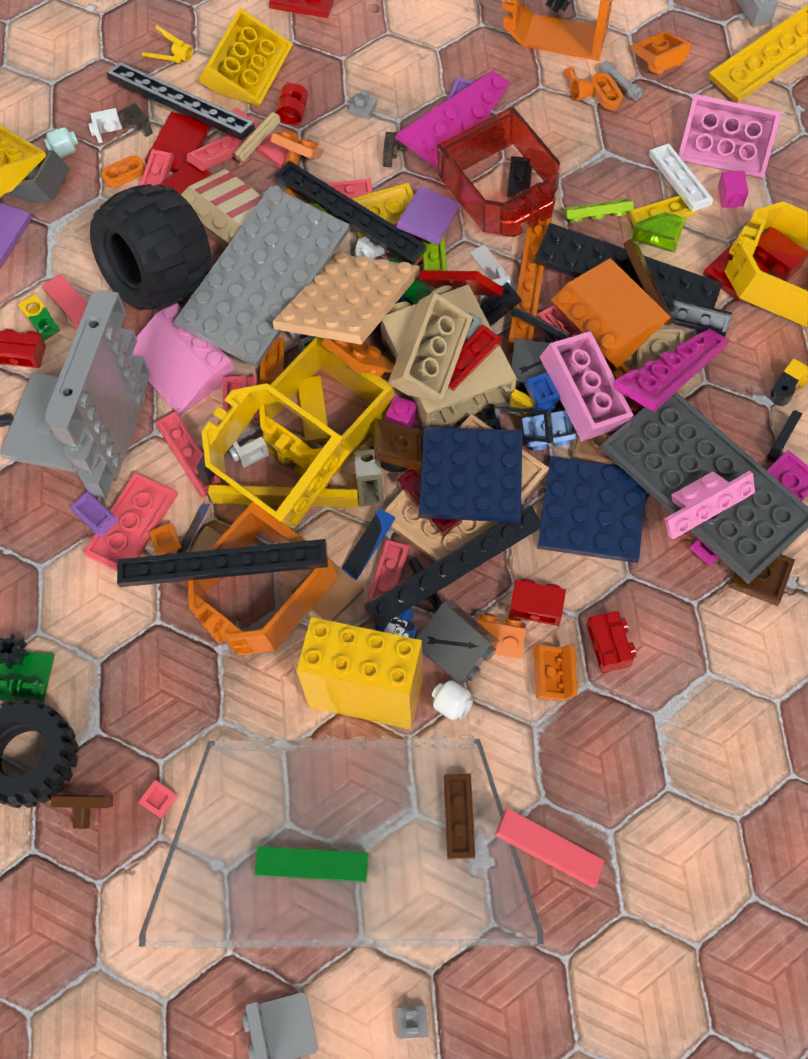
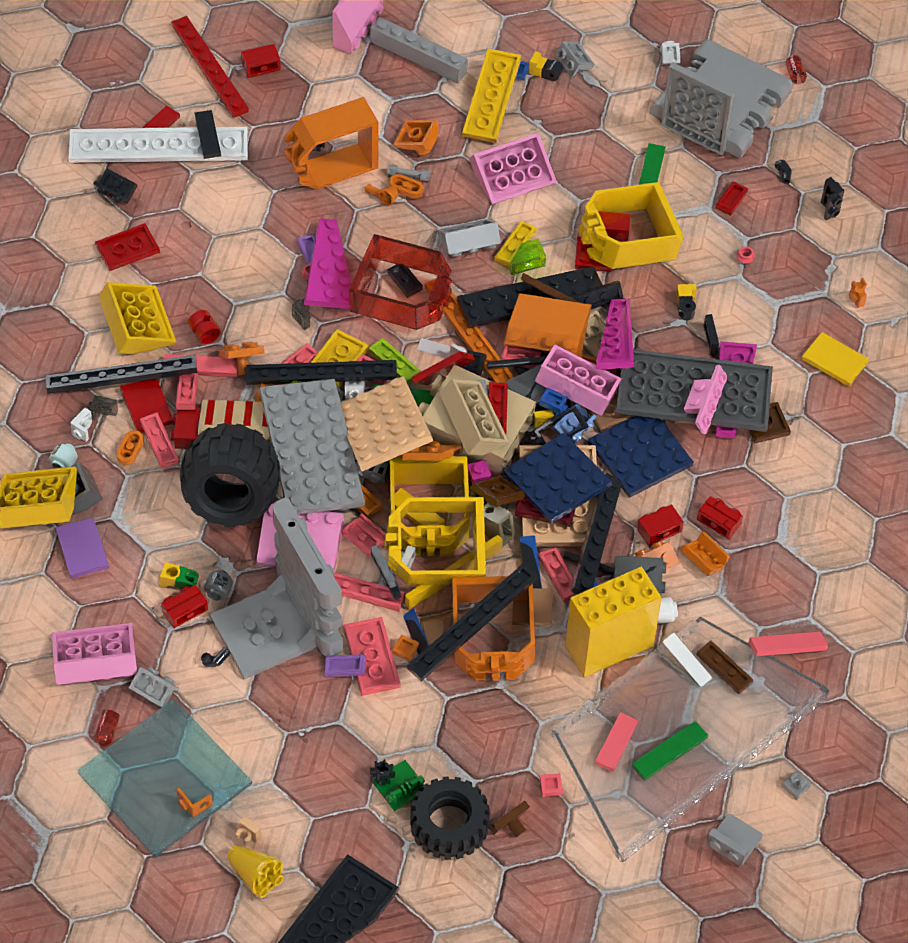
camera: 45 degrees left, 10 degrees down
(58, 348) = (218, 585): none -> dark grey head
(66, 298) = (196, 556): coral tile -> none
(180, 49) = (81, 339): yellow plant -> none
(257, 136) = (203, 362): tan axle -> none
(266, 808) = (616, 742): none -> coral tile
(363, 105) = (250, 297): light grey tile -> none
(423, 776) = (687, 659): none -> white sticker
(428, 215) = (376, 340): medium lavender tile -> none
(598, 210) = (475, 268): lime plate -> none
(620, 176) = (469, 237): none -> light grey slope
(680, 177) = (507, 214): white tile -> none
(732, 189) = (547, 202): dark pink brick -> none

